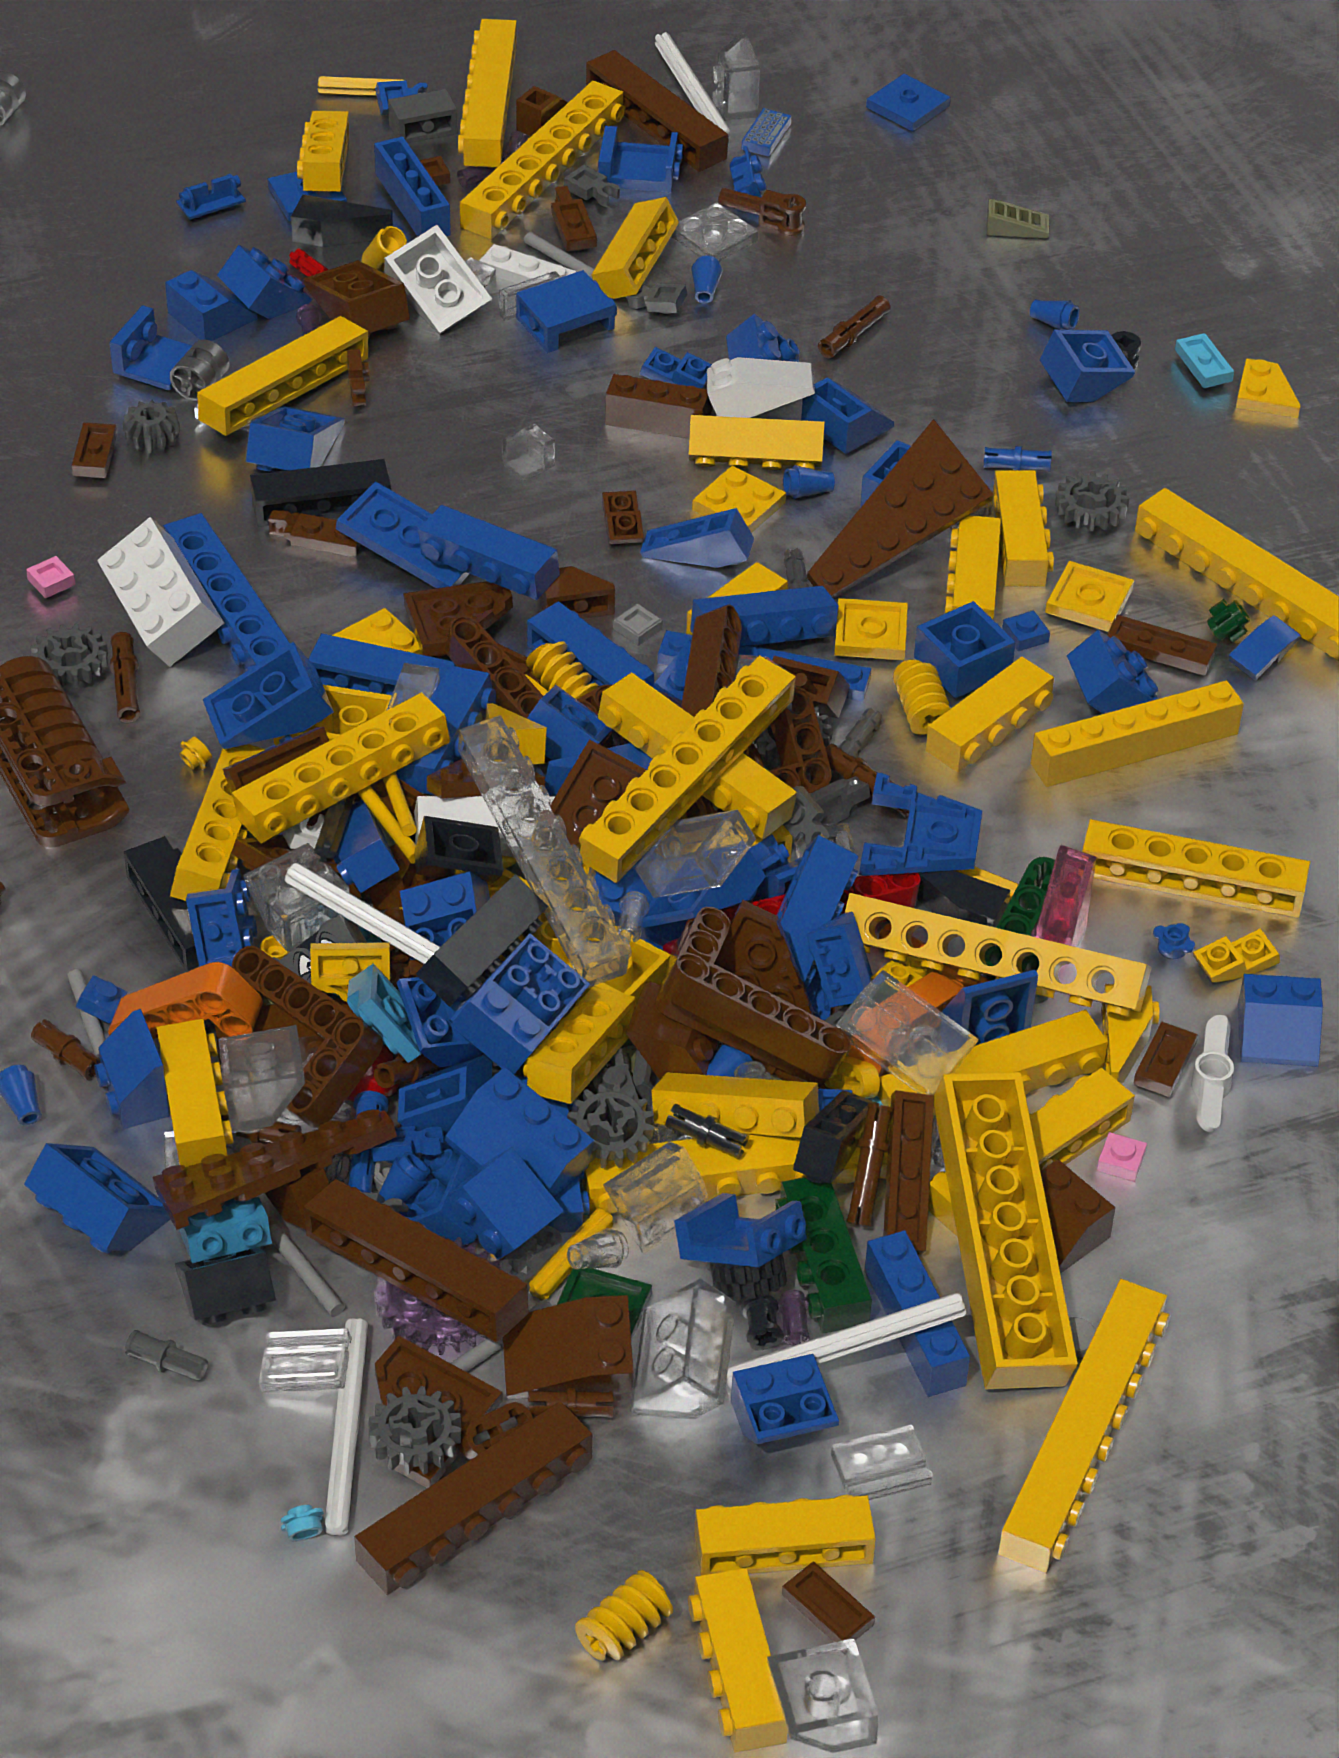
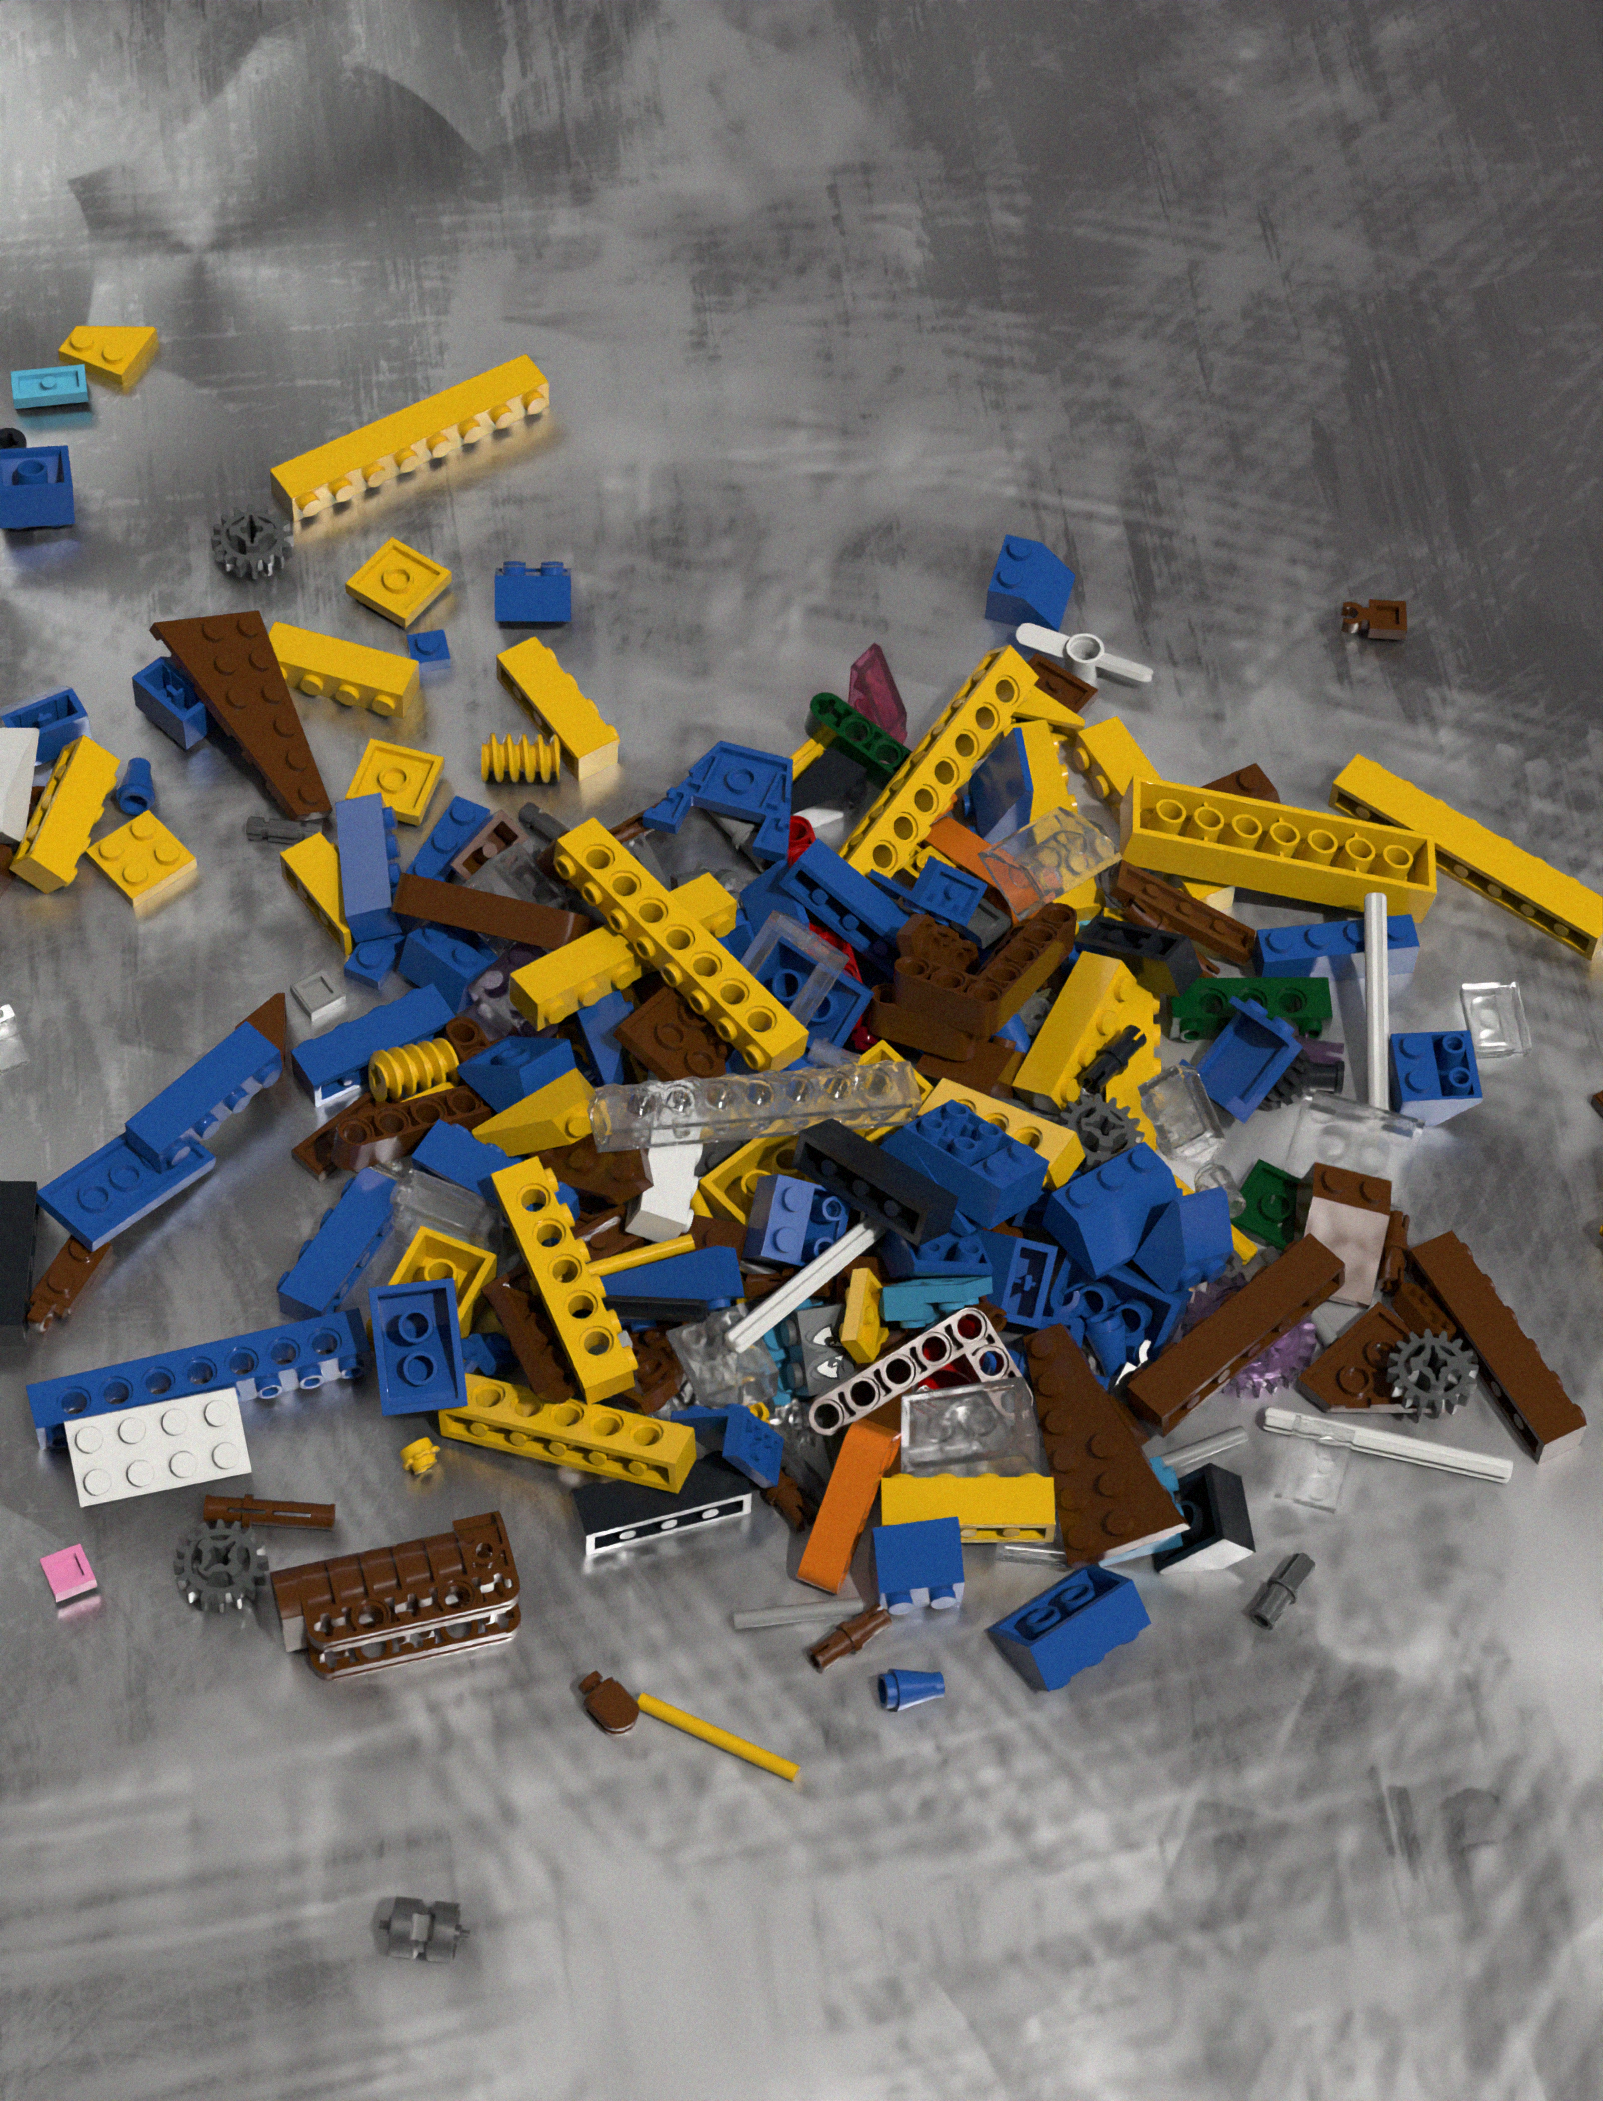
camera: 80 degrees left, 10 degrees up
(100, 999) = (787, 1593): blue plate -> none
(302, 1522) = (1505, 1495): medium azure plate -> none
(382, 630) = (272, 1244): yellow wing -> none
(400, 804) = (594, 1243): yellow bar -> none
(435, 609) = (269, 1163): reddish brown plate -> none
(458, 847) = (730, 1188): black slope -> none
(622, 517) = (131, 975): reddish brown slope -> none
(703, 541) = (209, 907): blue slope -> none
(785, 1535) = (1567, 1110): yellow brick -> none
(964, 648) = (464, 703): blue brick -> none
(1017, 459) = (159, 589): blue pin -> none
(1022, 531) = (293, 605): yellow brick -> none
(1121, 1156) = (1165, 753): bright pink plate -> none
(1136, 733) = (621, 594): yellow brick -> none
(1164, 645) = (490, 542): reddish brown plate -> none
(1173, 940) = (904, 649): blue plate -> none
(1197, 868) = (815, 599): yellow brick -> none
(1228, 620) = (476, 475): dark green gear -> none
(1231, 960) = (932, 599): yellow slope -> none
(1263, 647) = (520, 457): blue slope -> none

